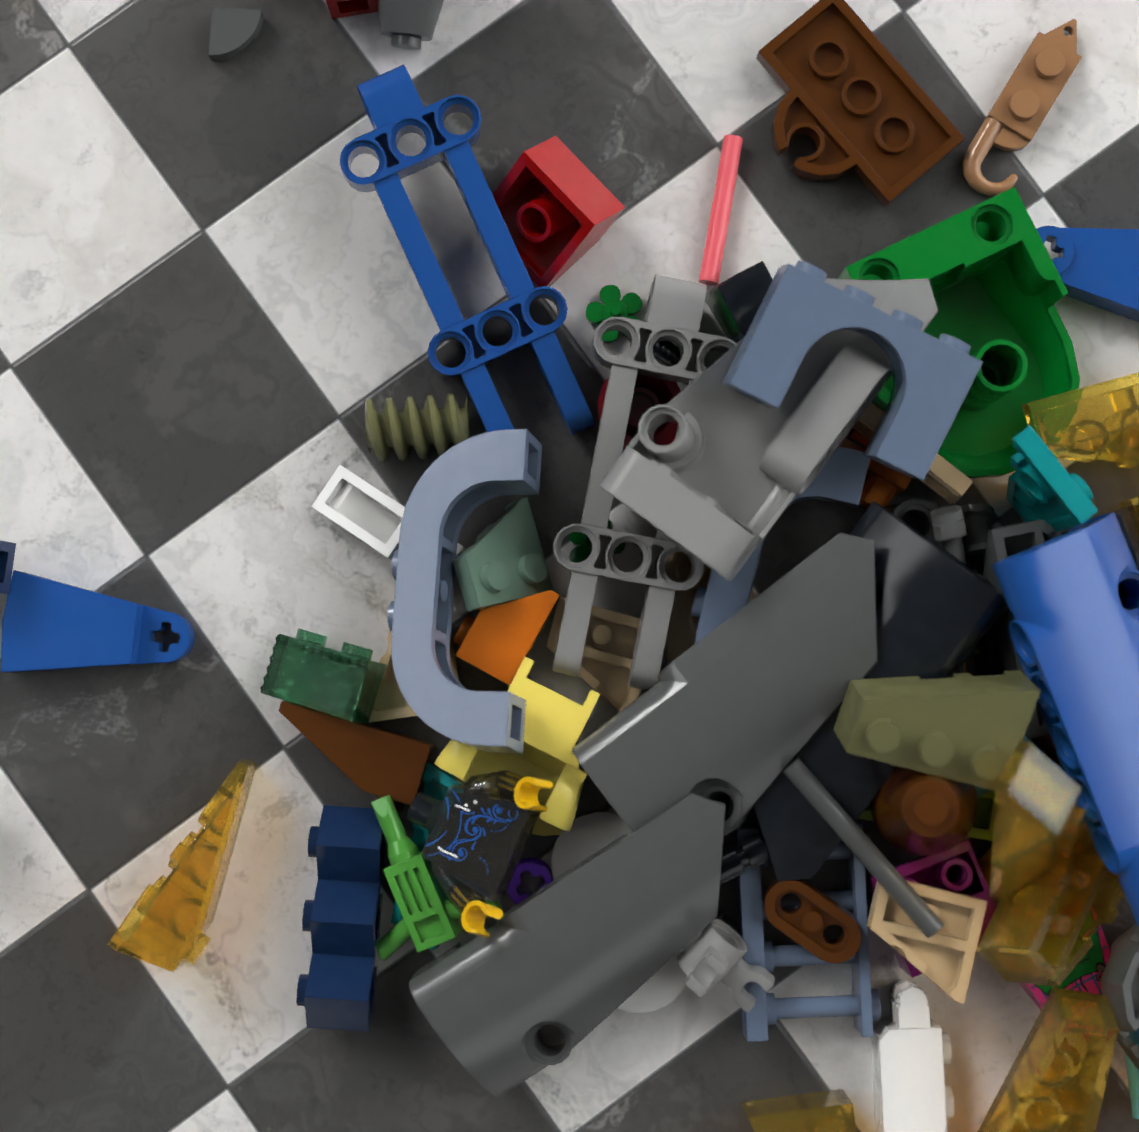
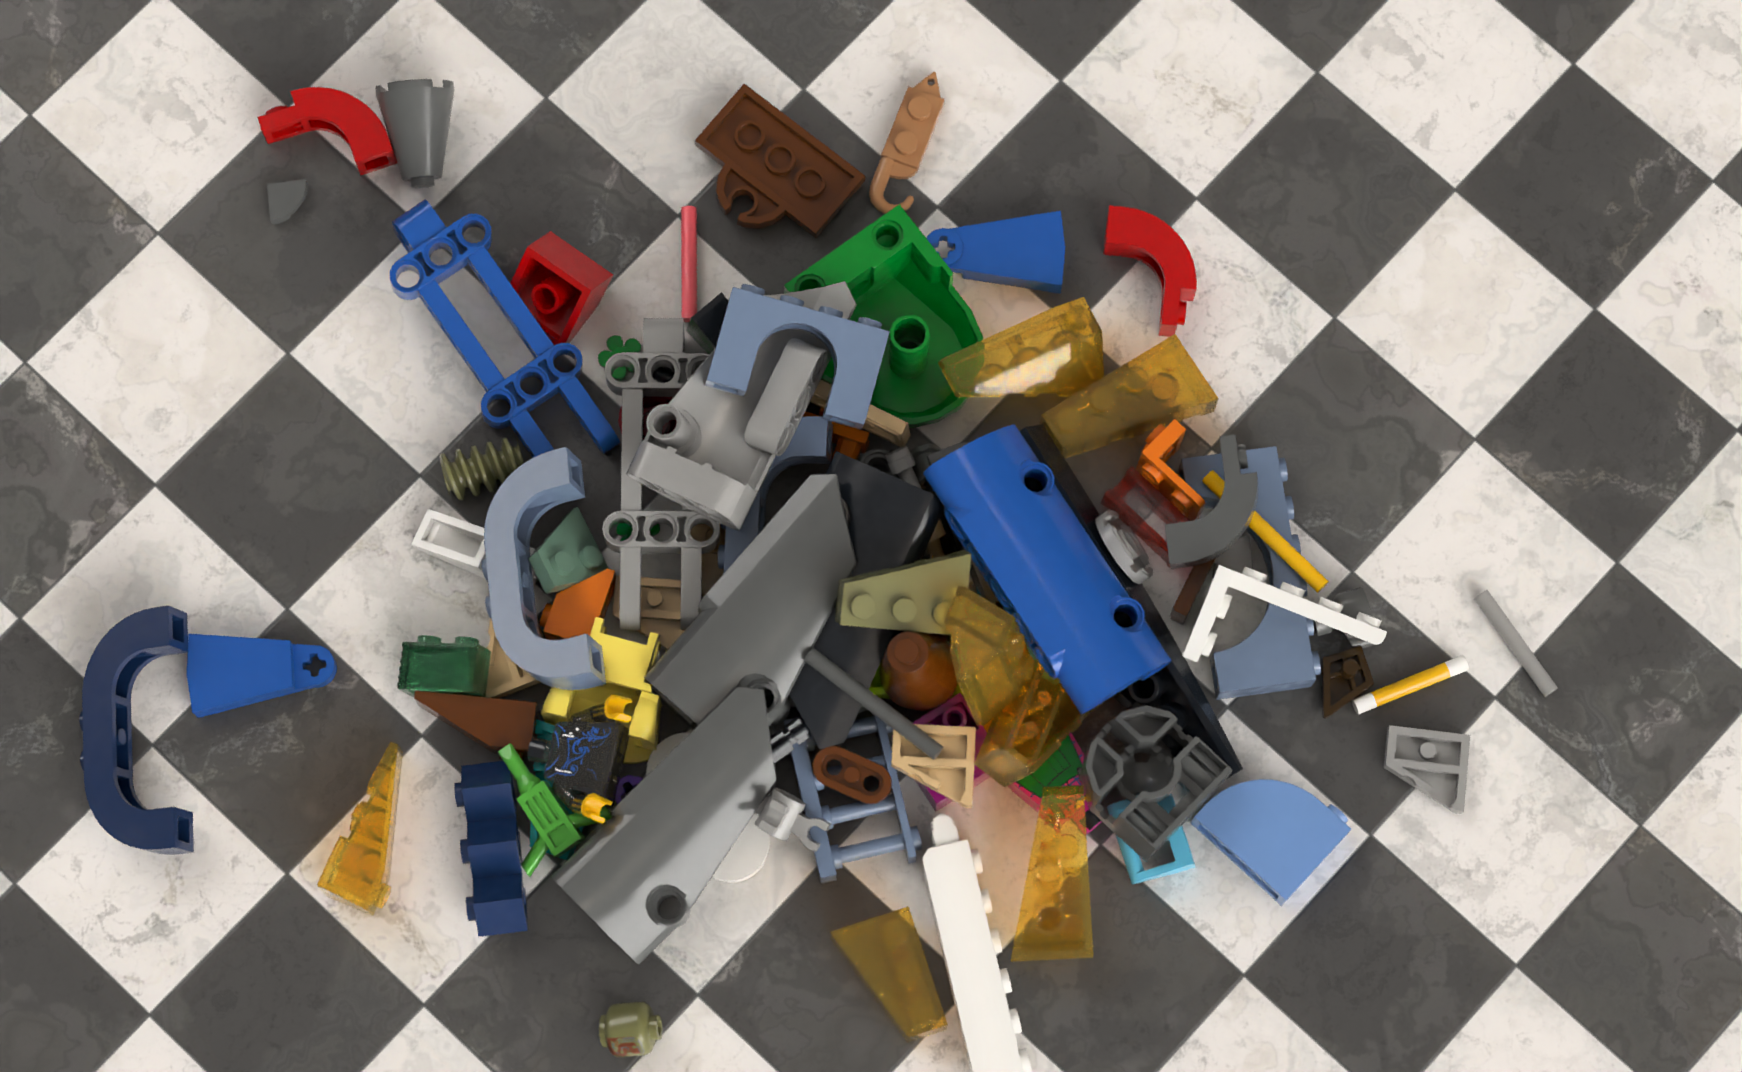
camera: 10 degrees left, 10 degrees down
(1044, 487) = (961, 417): teal wing -> none

